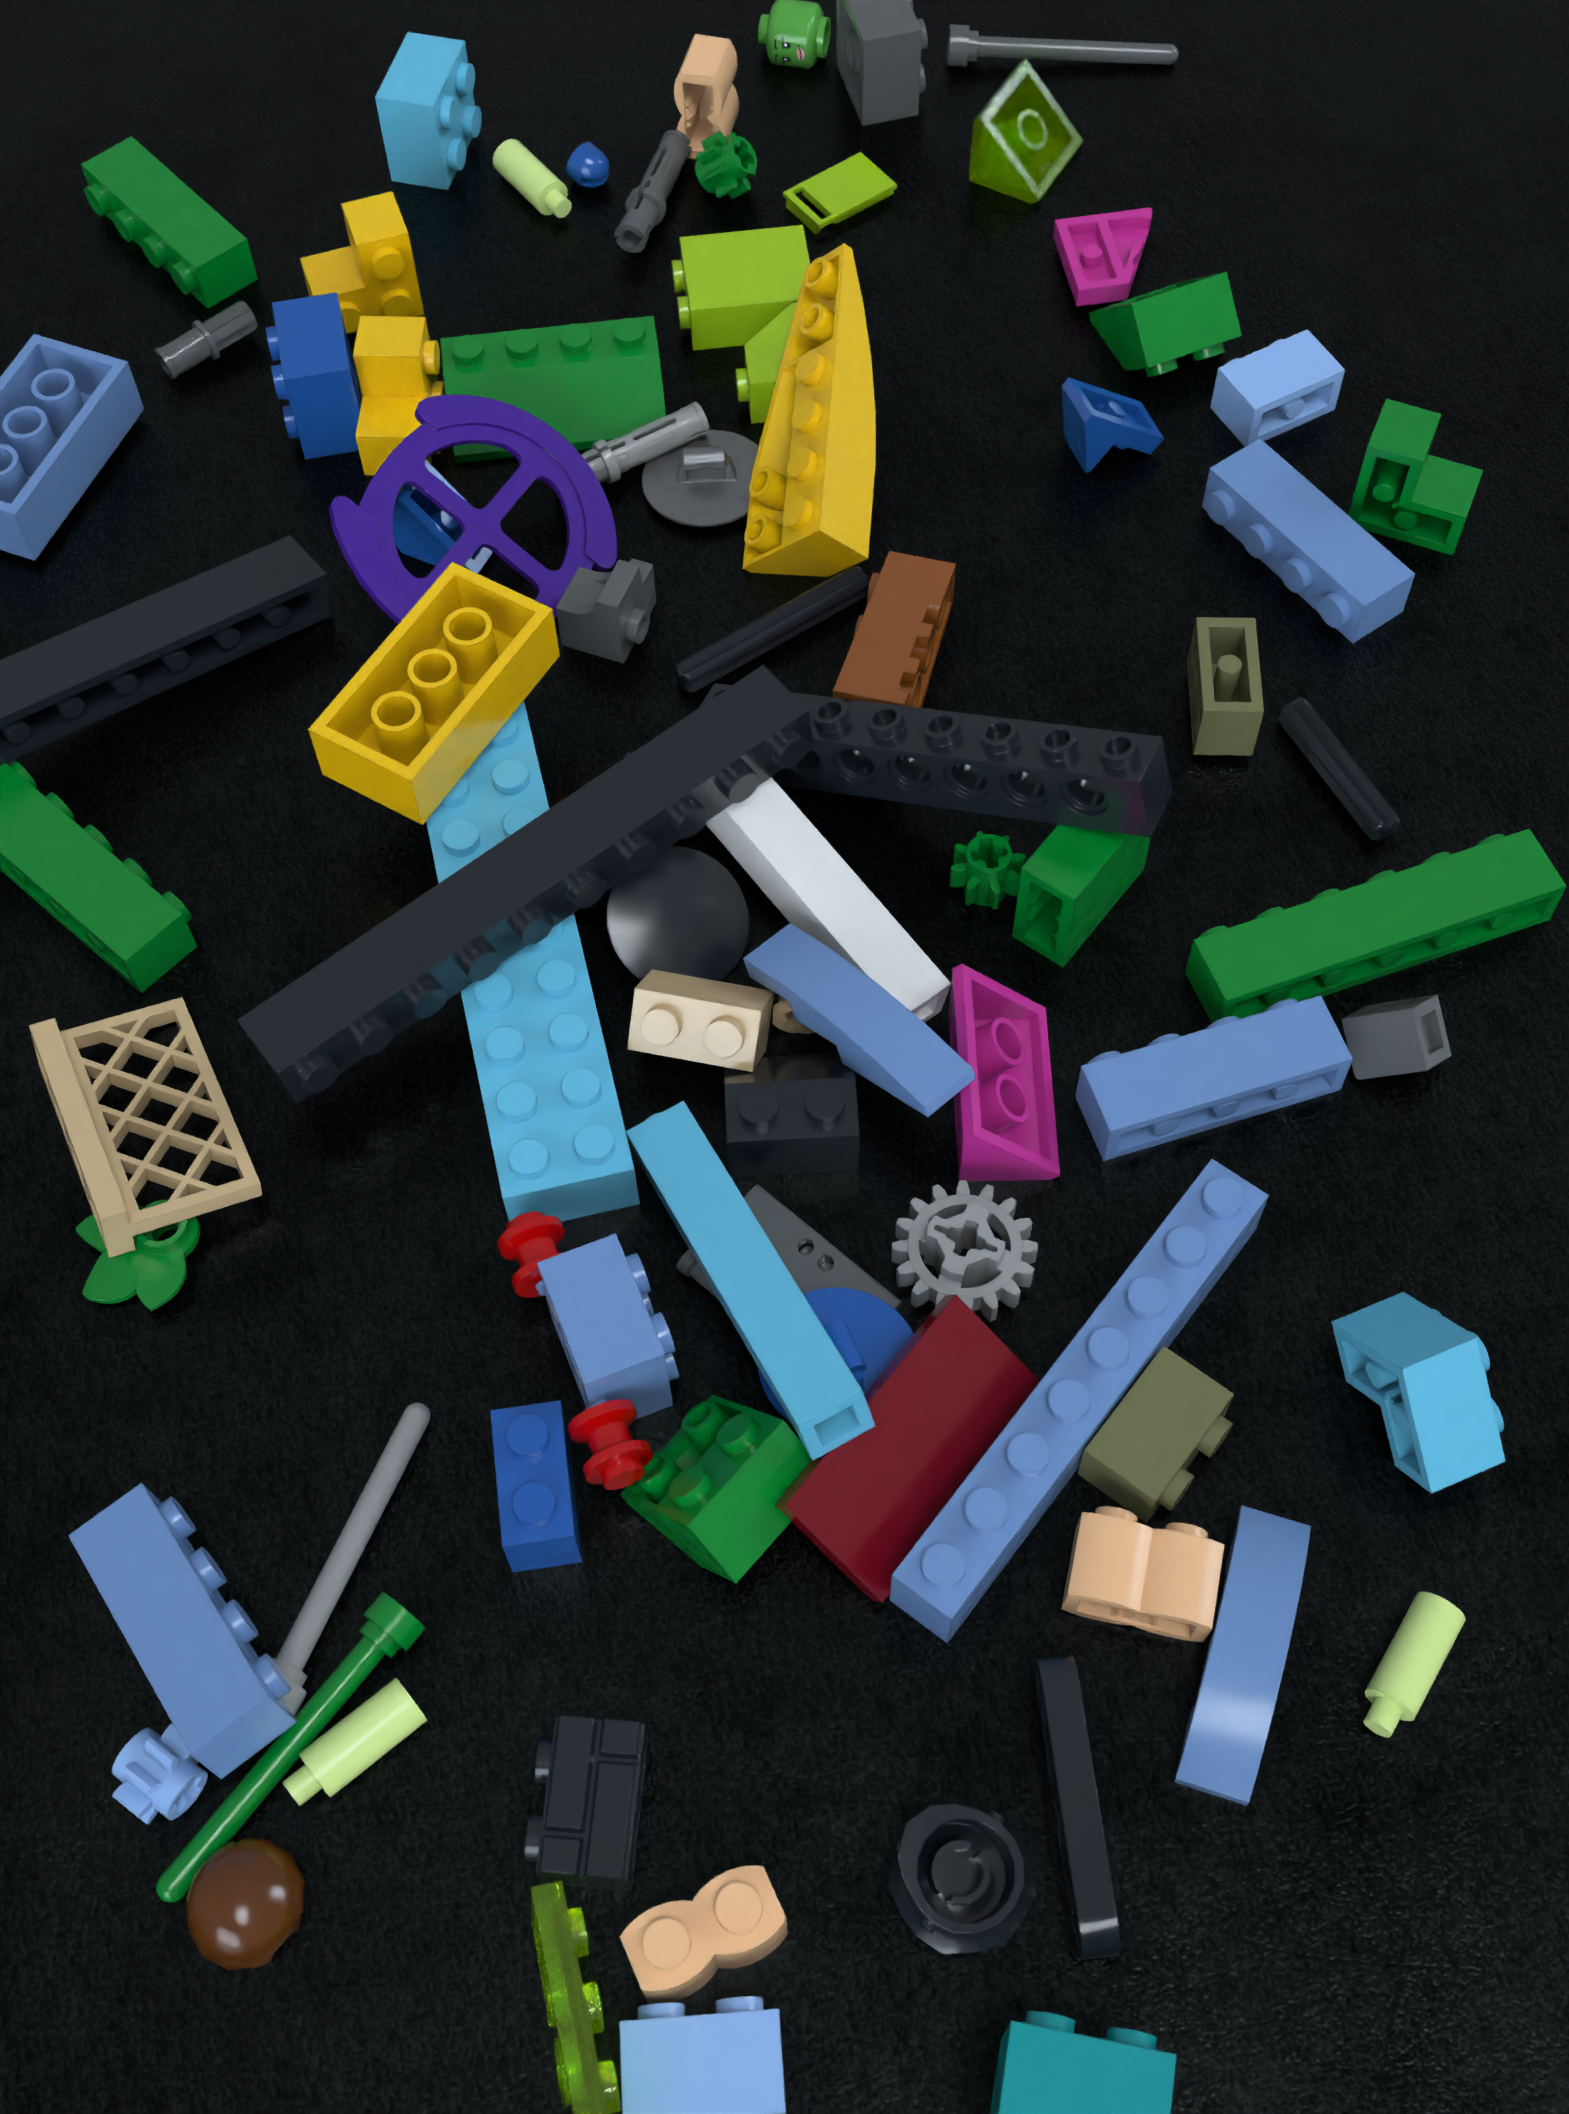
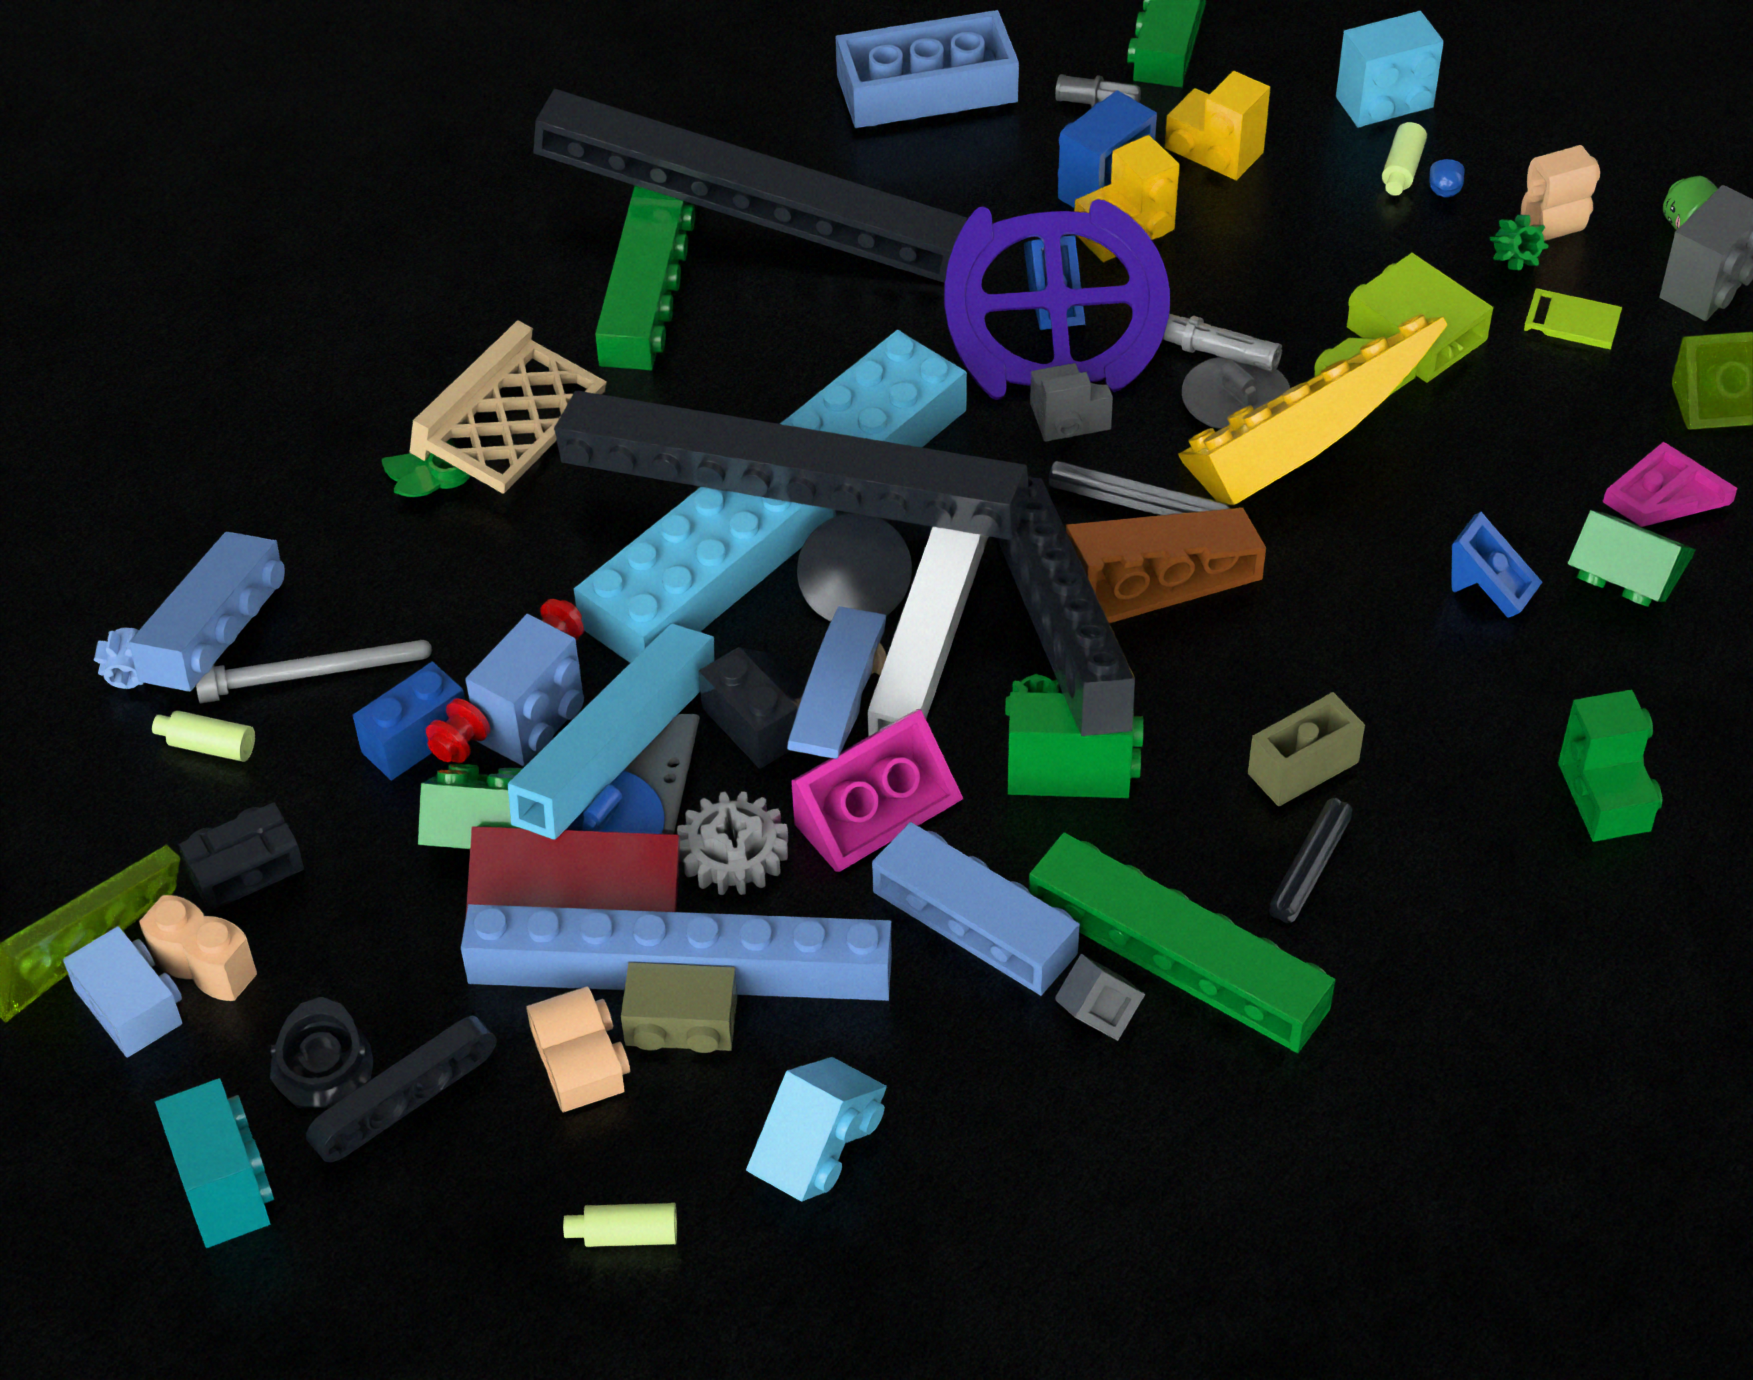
camera: 55 degrees right, 10 degrees down
(244, 1903) = (84, 740): reddish brown hair -> none
(384, 1633) = (279, 709): green piece -> none
(435, 692) = (882, 338): yellow brick -> none
(575, 377) = (1231, 272): green slope -> none
(647, 201) = (1444, 226): dark grey pin -> none
(700, 1020) = (783, 616): tan brick -> none
(1245, 1656) = (567, 1125): medium blue slope -> none
(1277, 388) = (1633, 650): light blue brick -> none
(1307, 540) = (1499, 737): medium blue brick -> none

